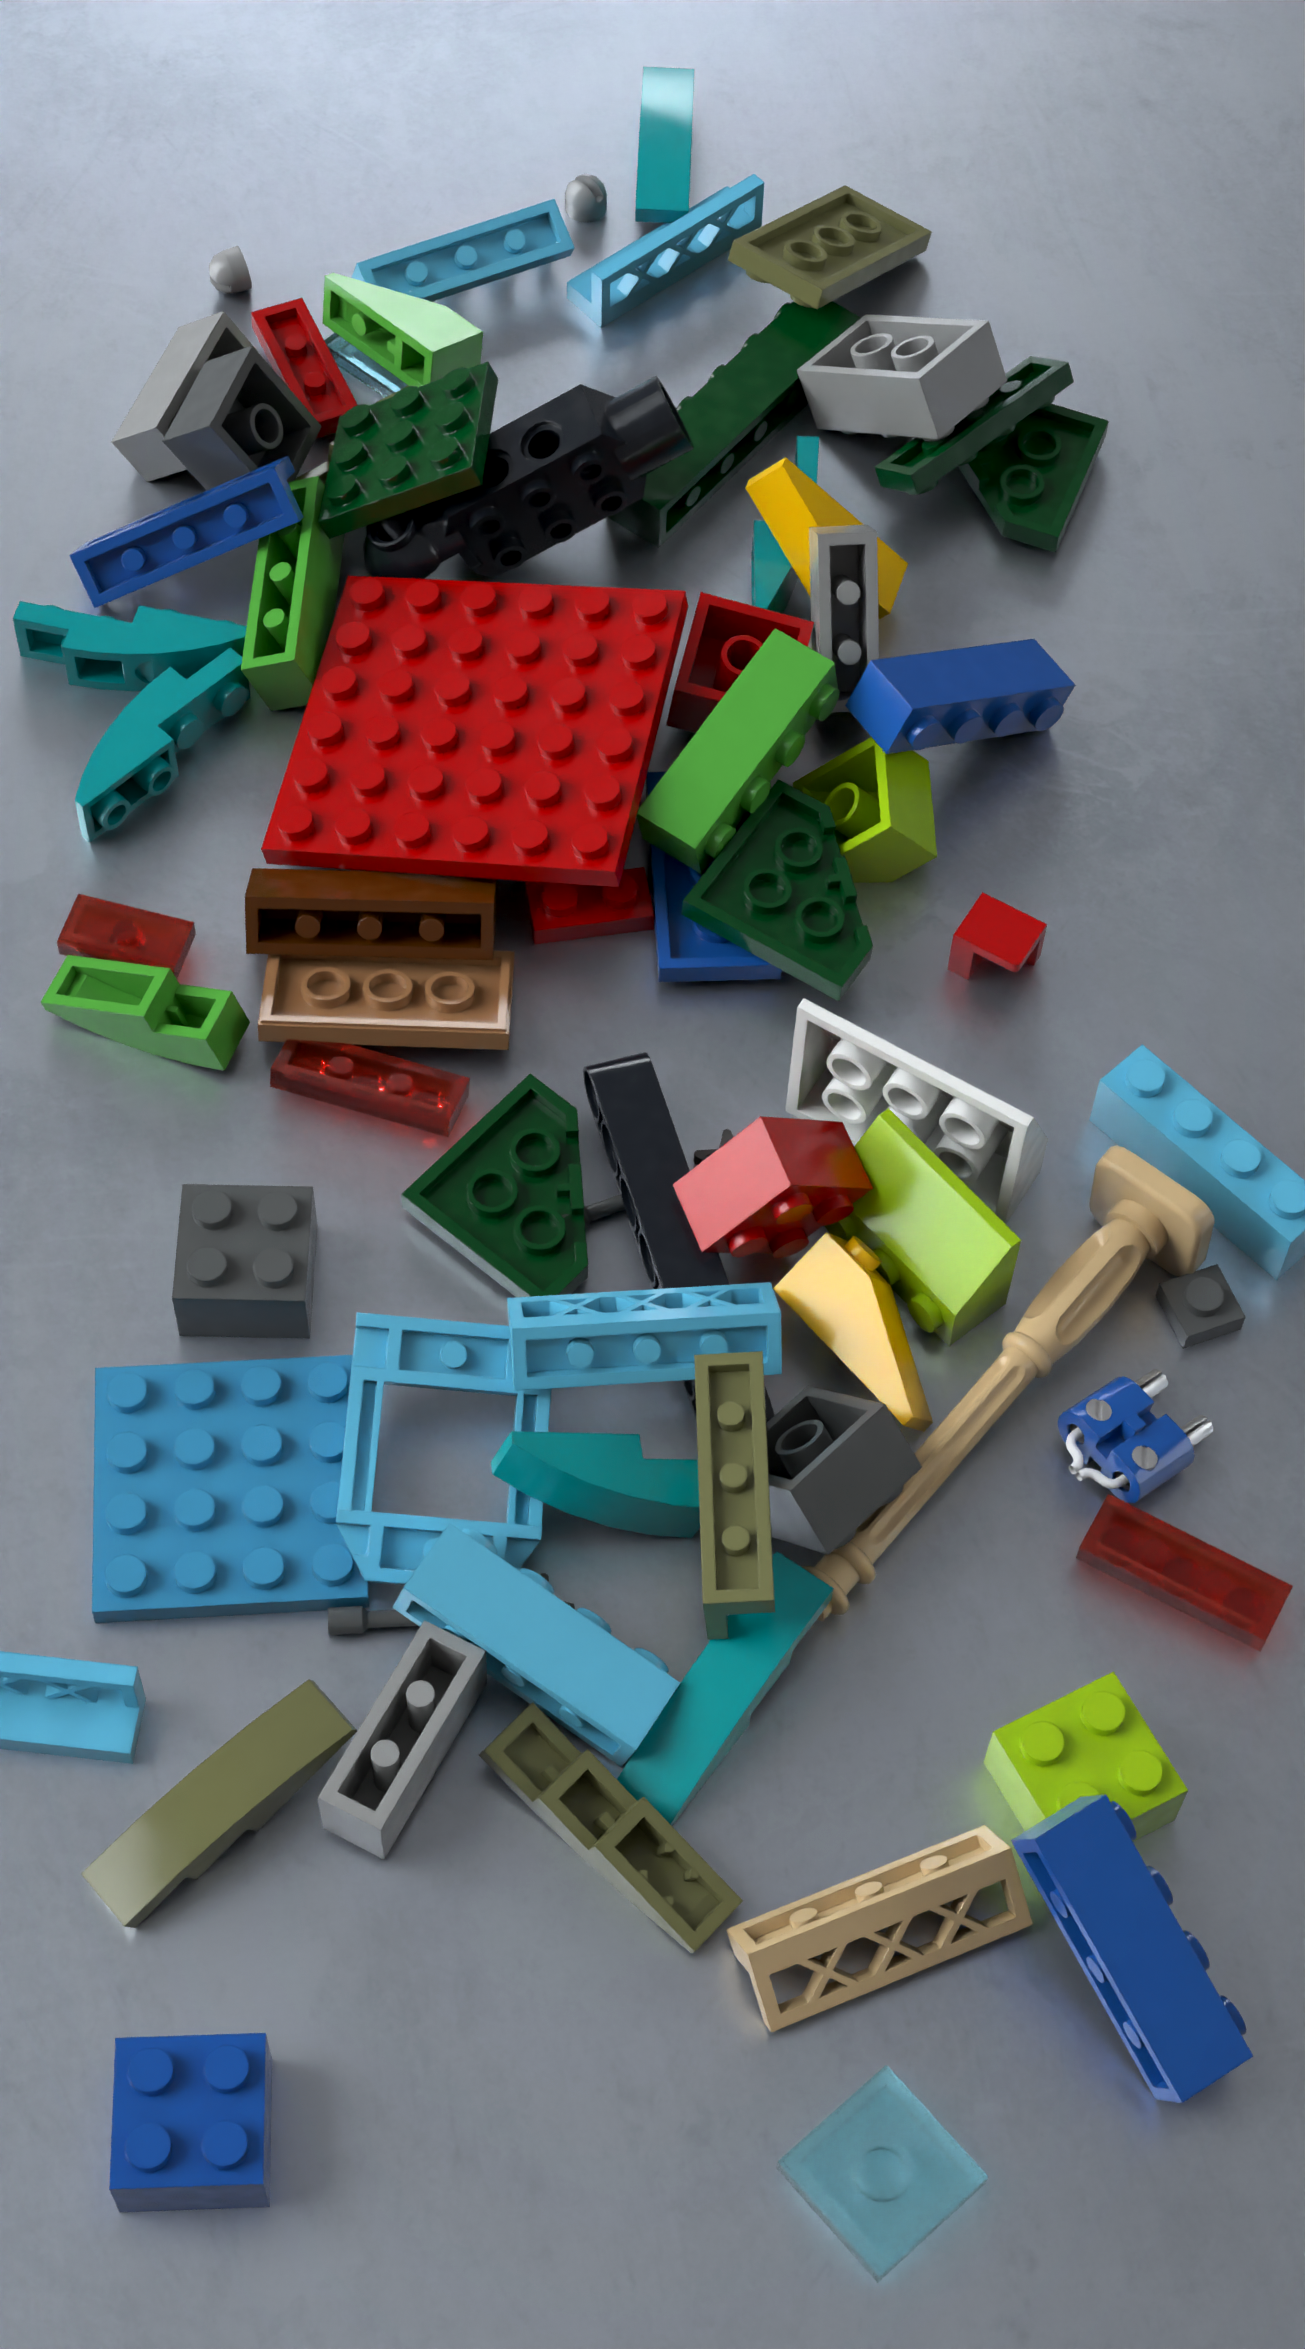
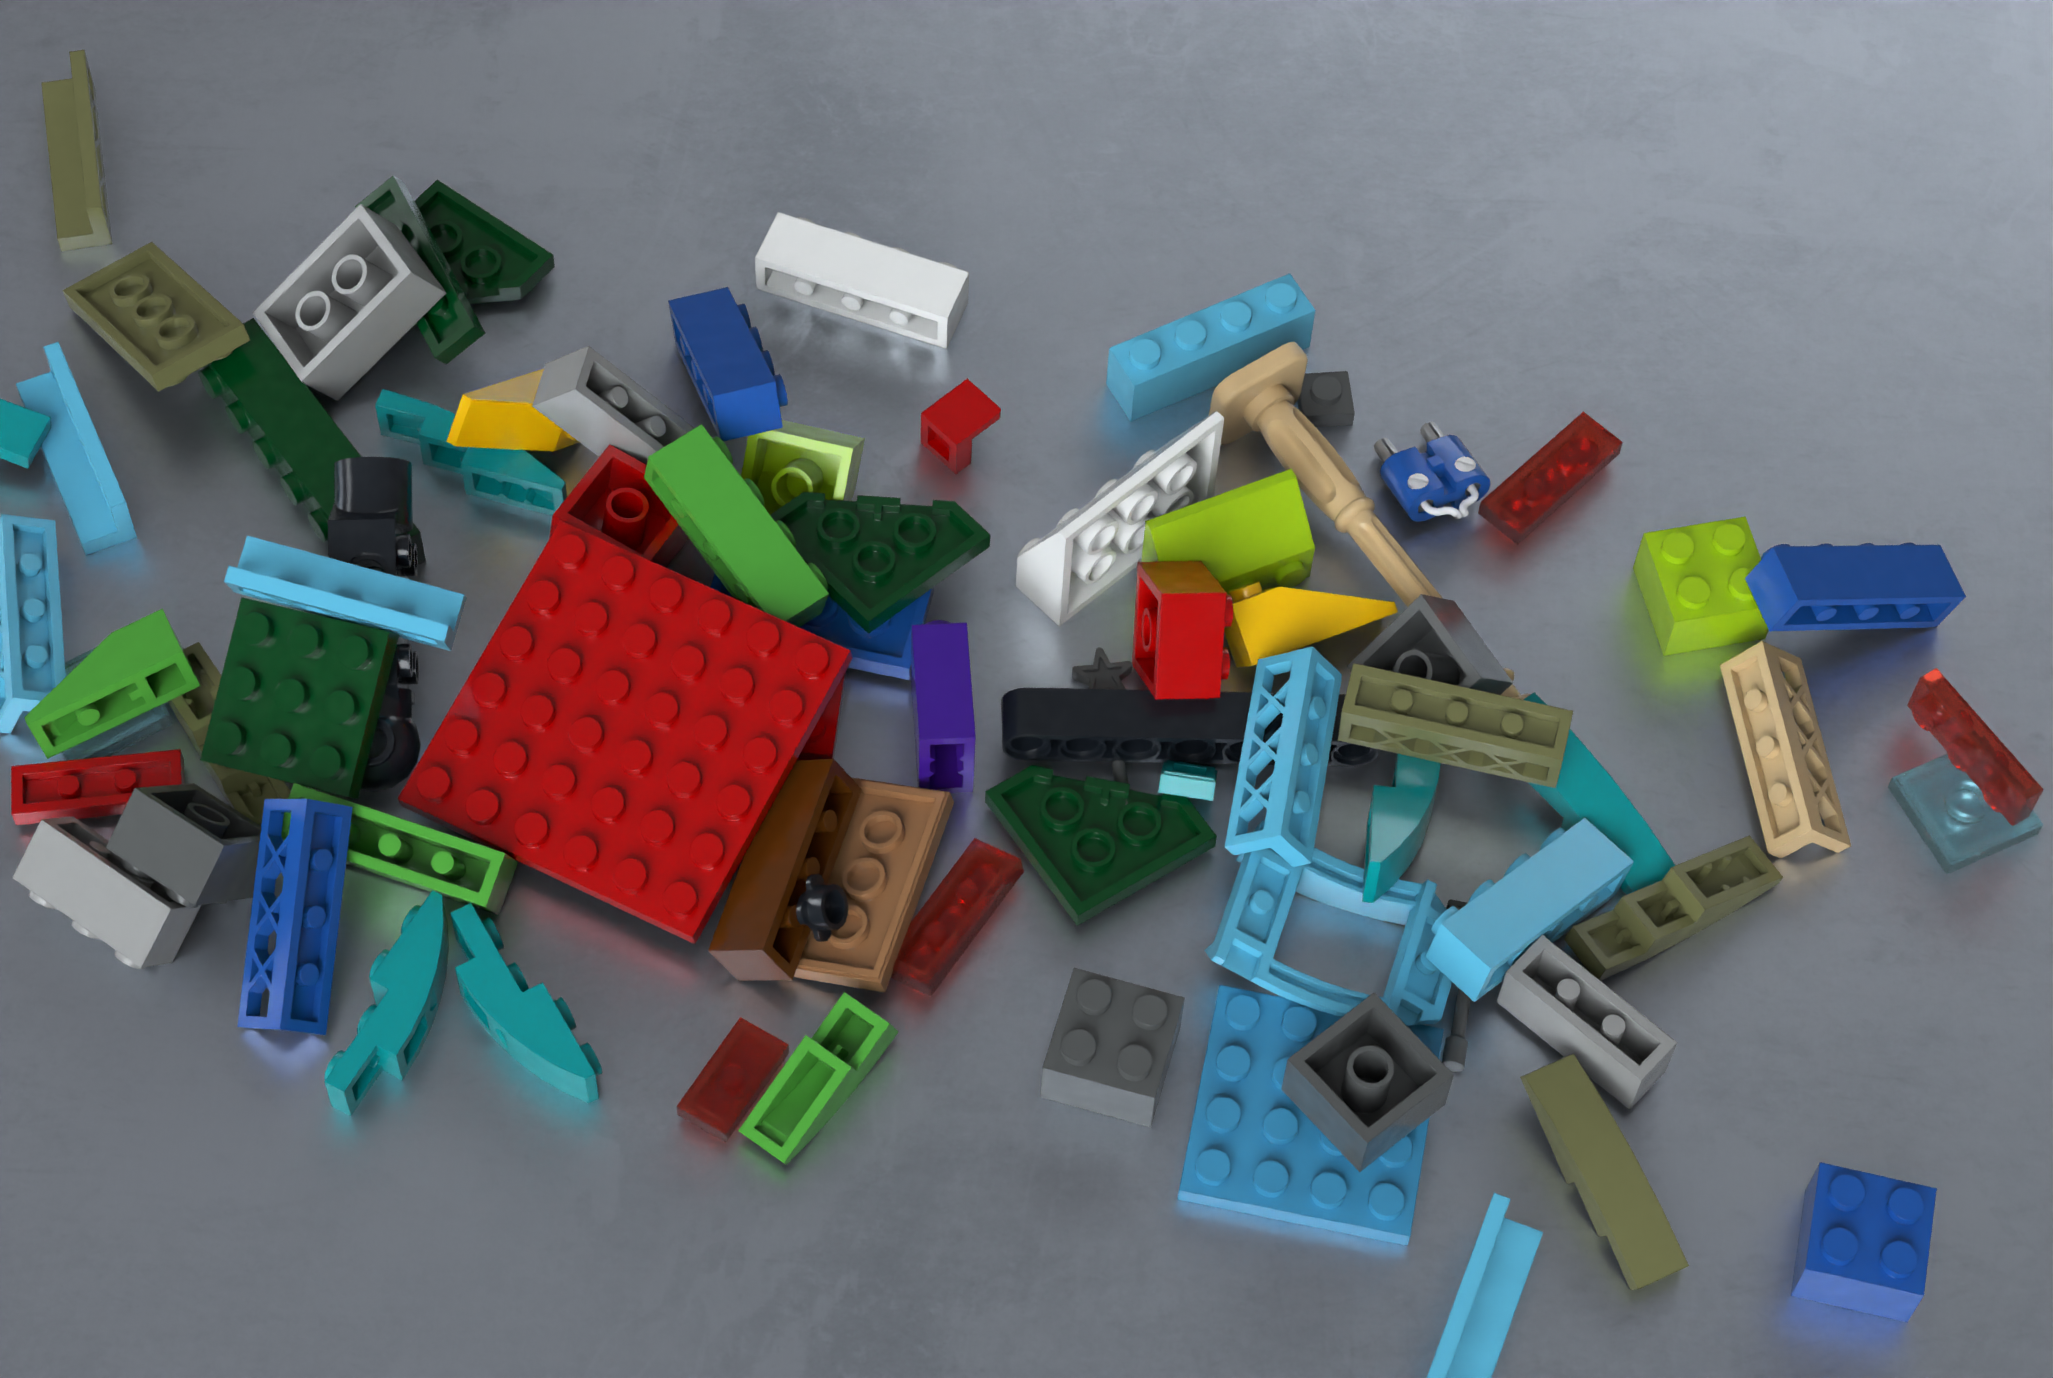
camera: 75 degrees left, 0 degrees up
(238, 1498) = (1366, 1081): none -> dark grey brick
(321, 962) = (822, 907): none -> black plate
(503, 427) = (347, 592): none -> medium azure fence
(607, 997) = (943, 706): none -> dark purple brick
(608, 1261) = (1188, 780): none -> tile
(943, 2146) = (1974, 747): none -> clear red plate
(1013, 156) = (76, 158): none -> olive fence
(1154, 812) = (862, 280): none -> white brick

